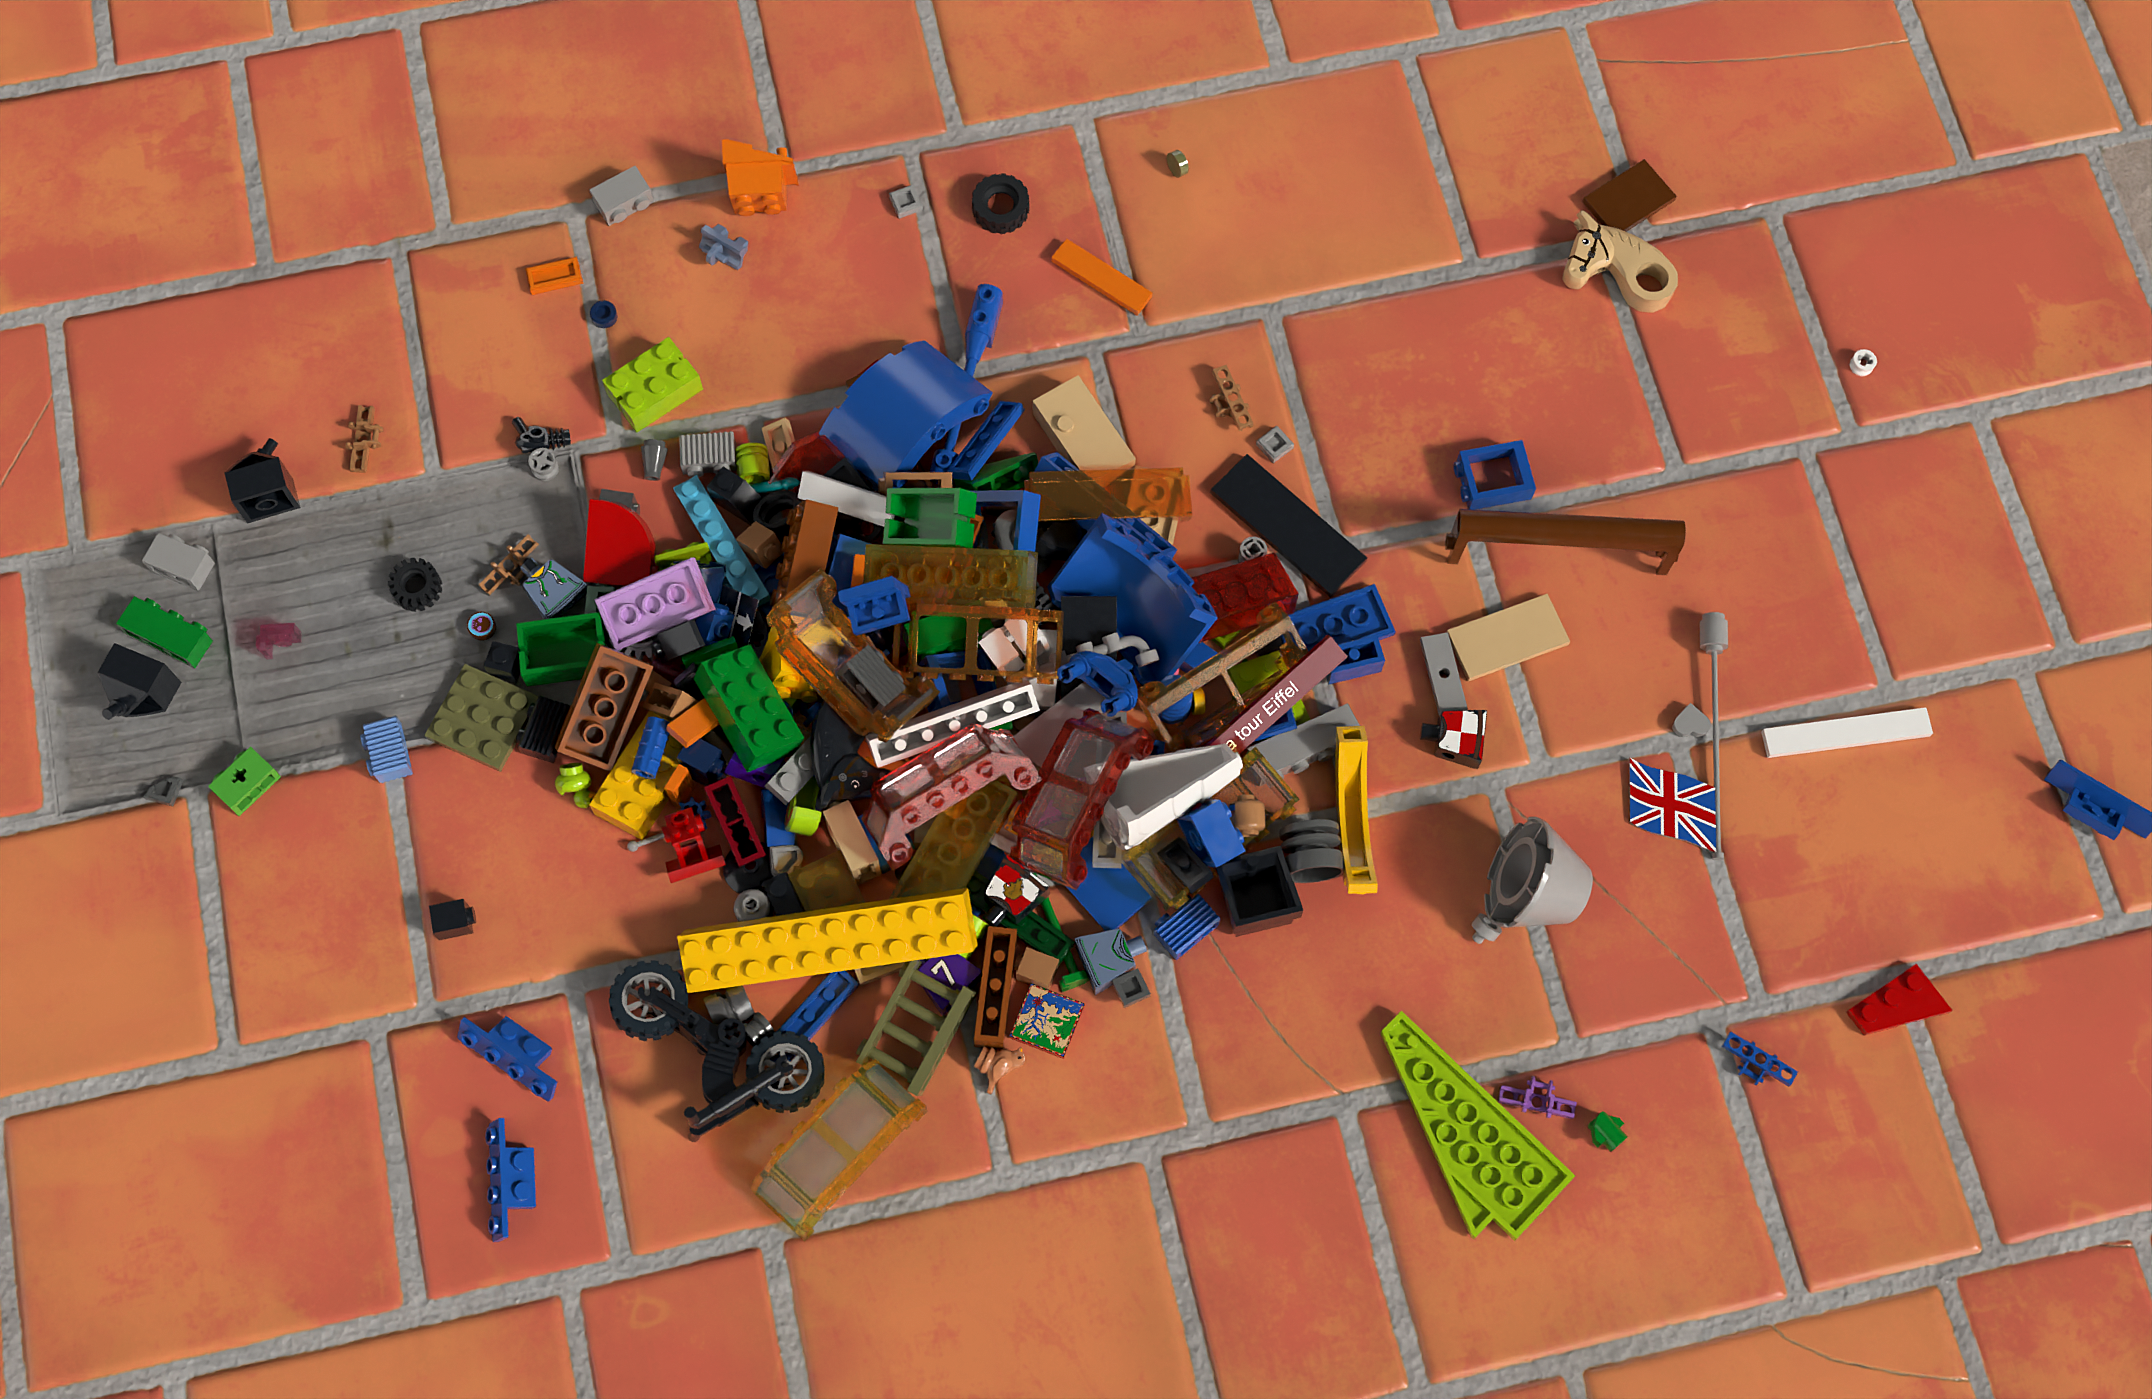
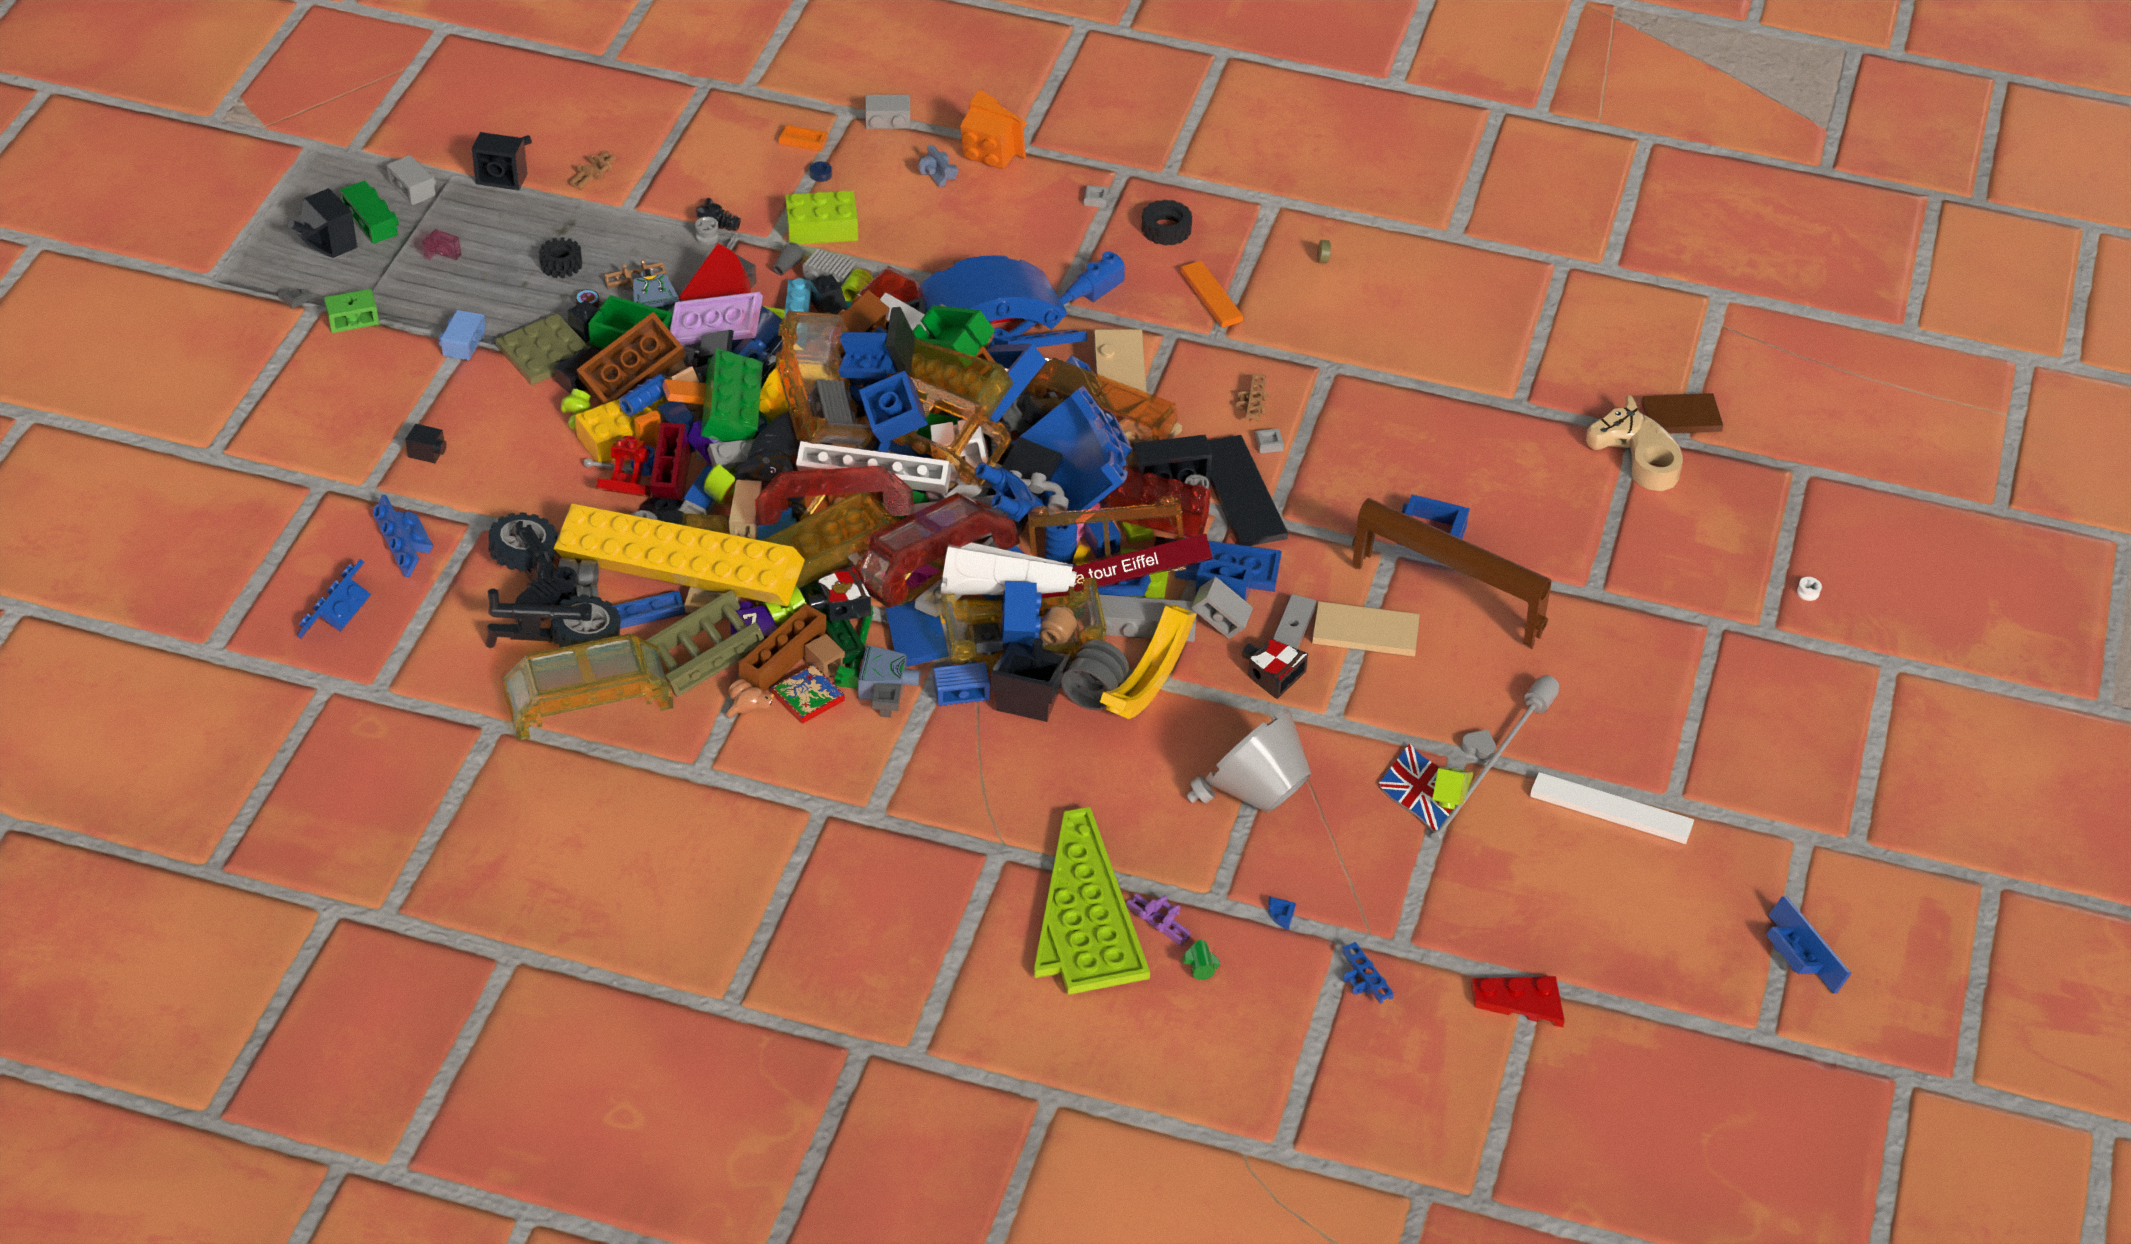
camera: 30 degrees right, 25 degrees down
(900, 568) = (900, 340): none -> pearl dark grey tile
(946, 658) = (893, 407): none -> blue brick
(1216, 537) = (1174, 457): none -> black brick
(1374, 696) = (1222, 607): none -> light grey brick
(1638, 1028) = (1281, 911): none -> blue tile
(1707, 795) = (1451, 786): none -> lime slope

